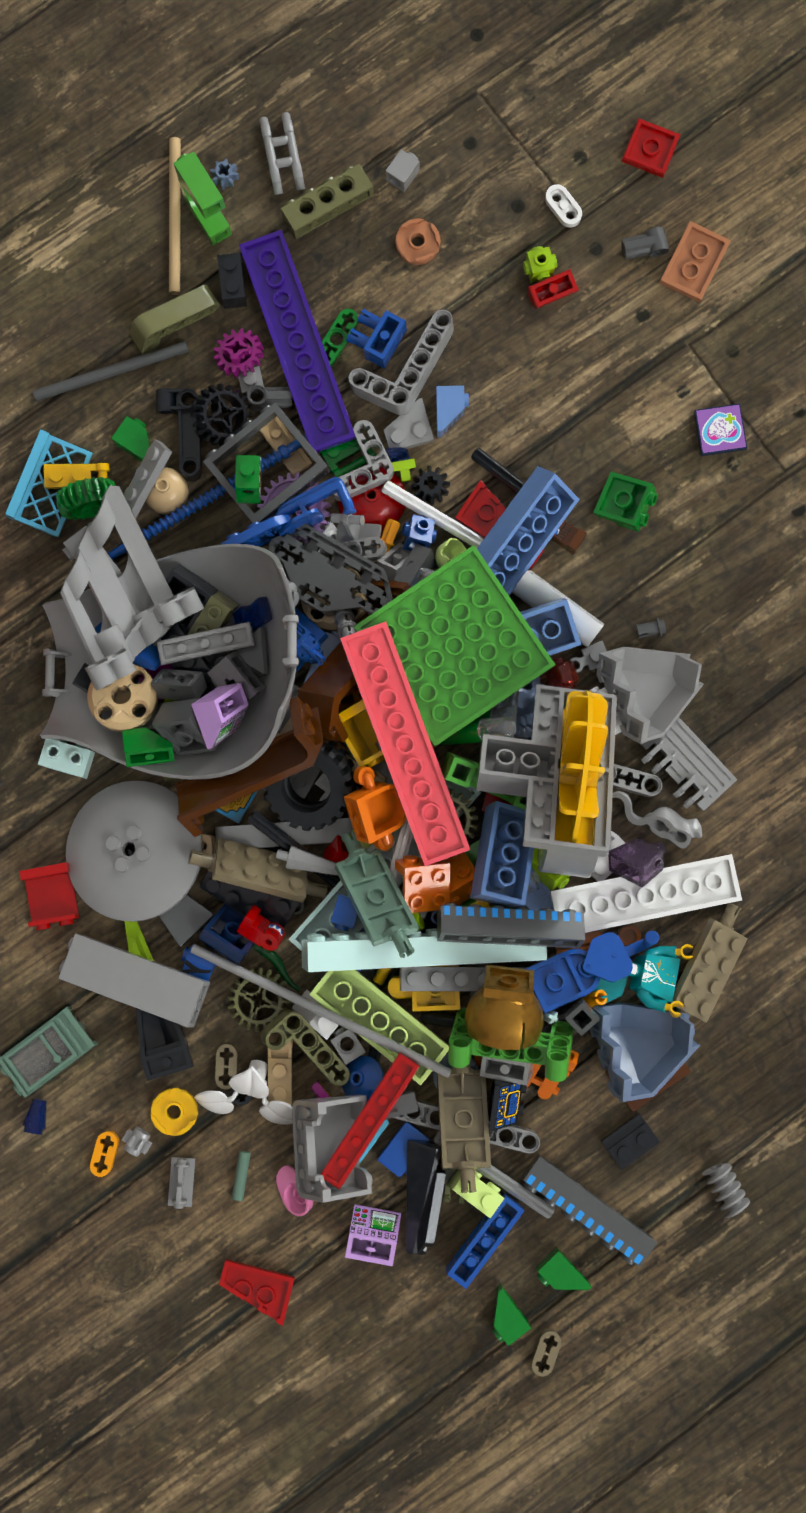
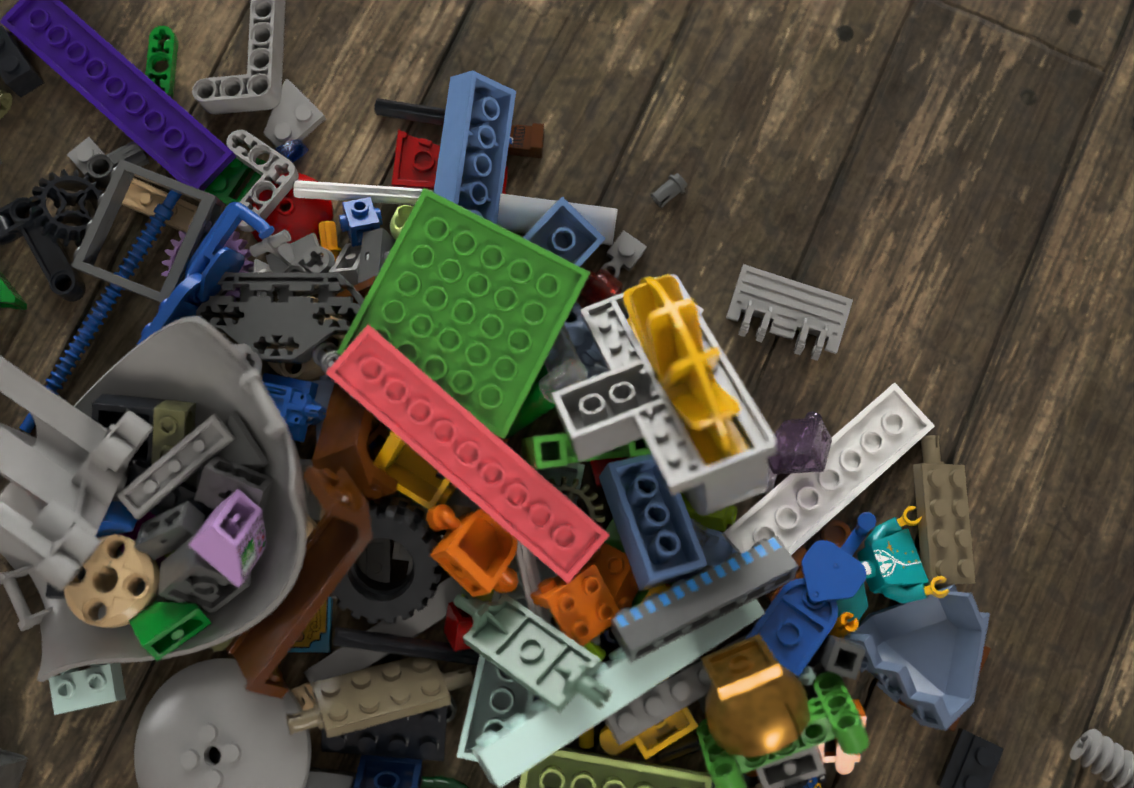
camera: 30 degrees left, 5 degrees down
(146, 476) = (16, 319): light grey plate -> none
(168, 492) = (50, 324): tan cylinder -> none
(238, 353) = (57, 133): magenta gear -> none
(248, 477) = (128, 249): green torso -> none
(257, 613) = (219, 400): clear blue slope -> none
(261, 930) = (419, 763): red leg -> none
(306, 861) = (425, 654): light grey bar -> none
(344, 914) = (504, 691): blue brick -> none
(384, 339) = (211, 37): blue brick -> none
(403, 468) = (306, 160): lime tile -> none
(436, 479) = (354, 156): black gear -> none
(449, 406) = (322, 71): medium blue slope -> none
(626, 501) = (567, 71): green plate -> none
(635, 775) = (754, 365): light grey beam -> none
(649, 688) = (707, 250): light grey panel -> none
(664, 822) = (805, 388): light grey animal -> none

